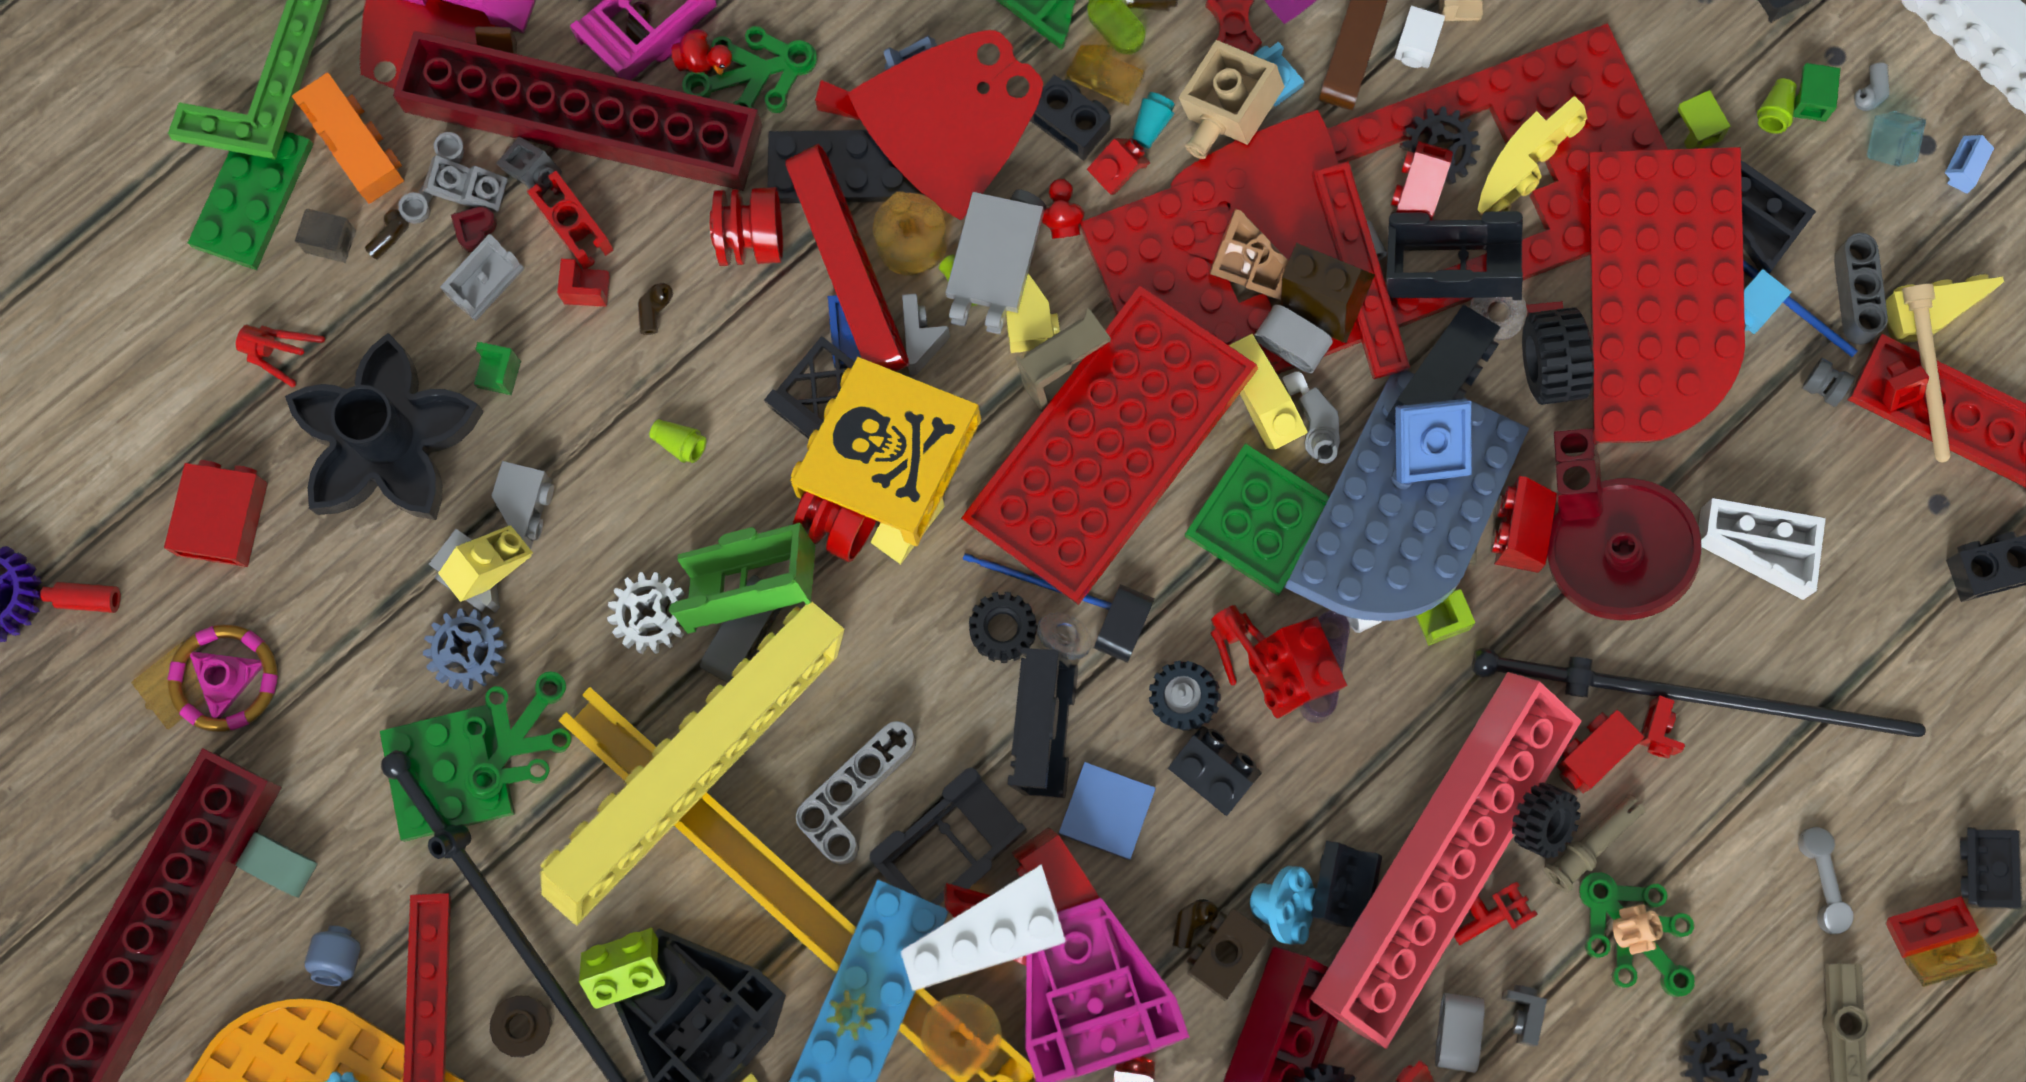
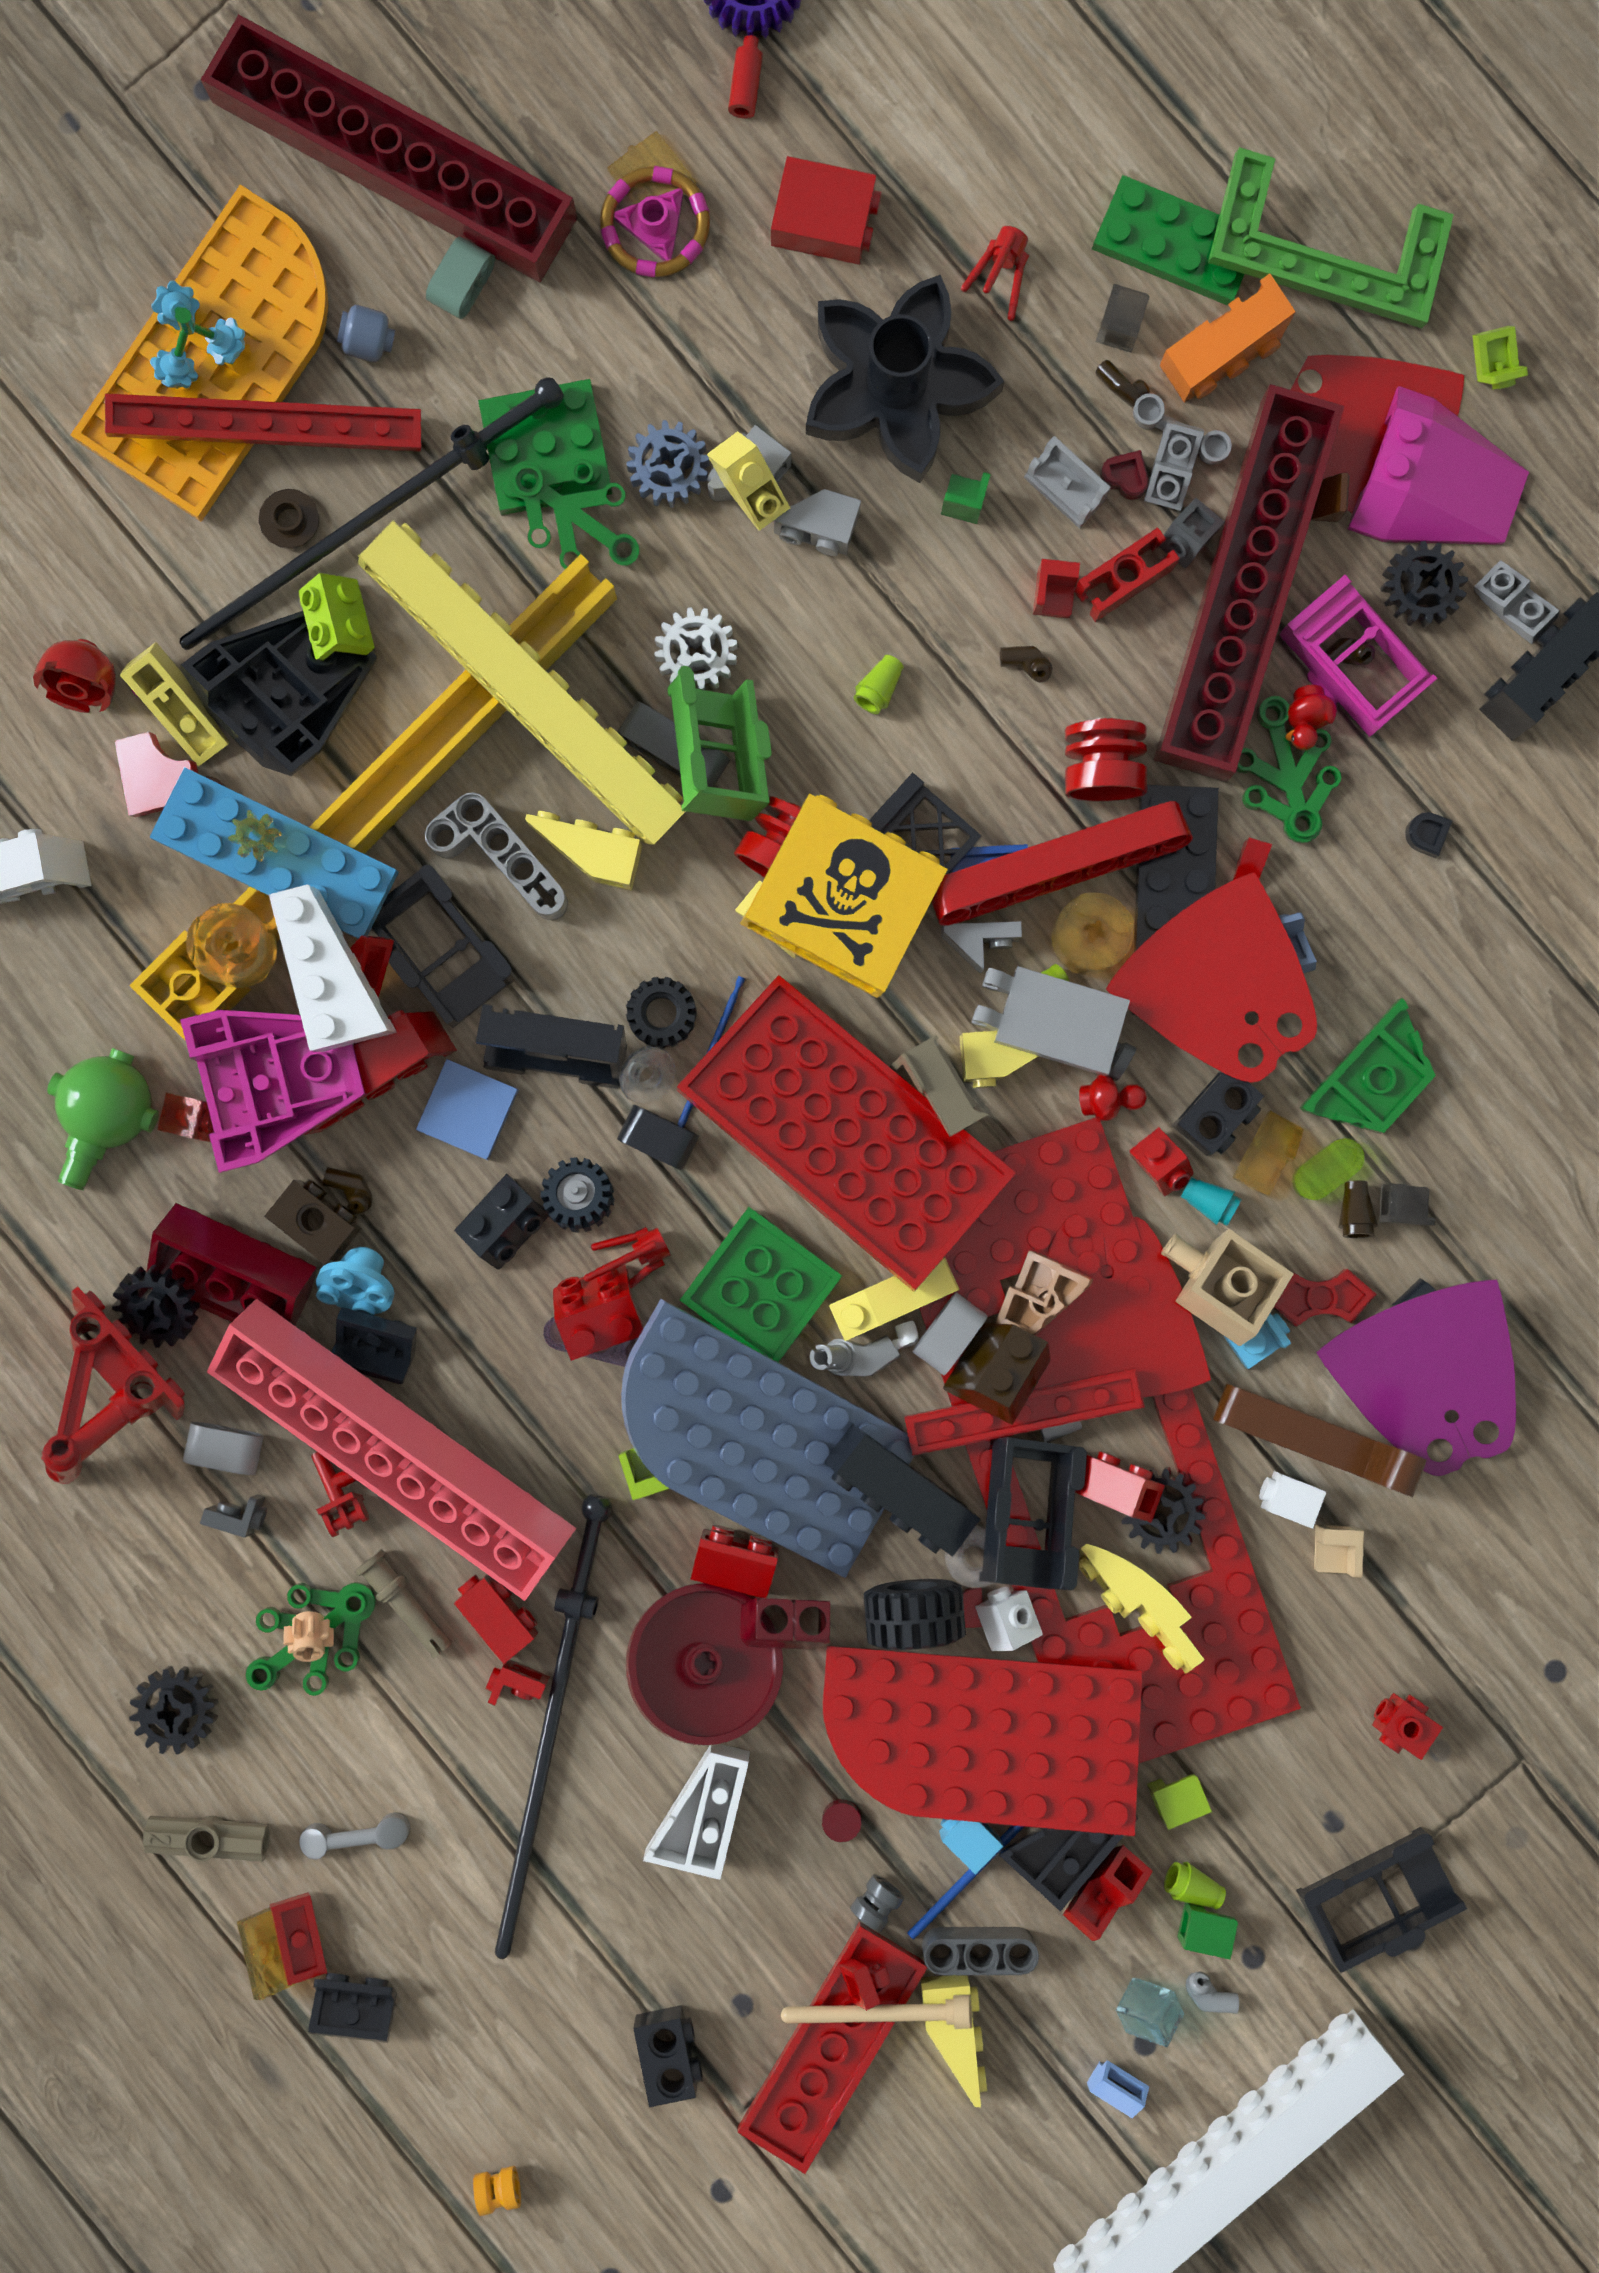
camera: 85 degrees right, 10 degrees up
(851, 696) = (600, 855): none -> light yellow slope
(1433, 441) = (817, 1470): medium blue tile -> none
(1546, 820) = (424, 1554): black tyre -> none
(1553, 276) = (1008, 1619): none -> white brick
(1755, 421) = (841, 1820): none -> dark red tile
(1787, 168) = (1110, 1886): none -> red brick

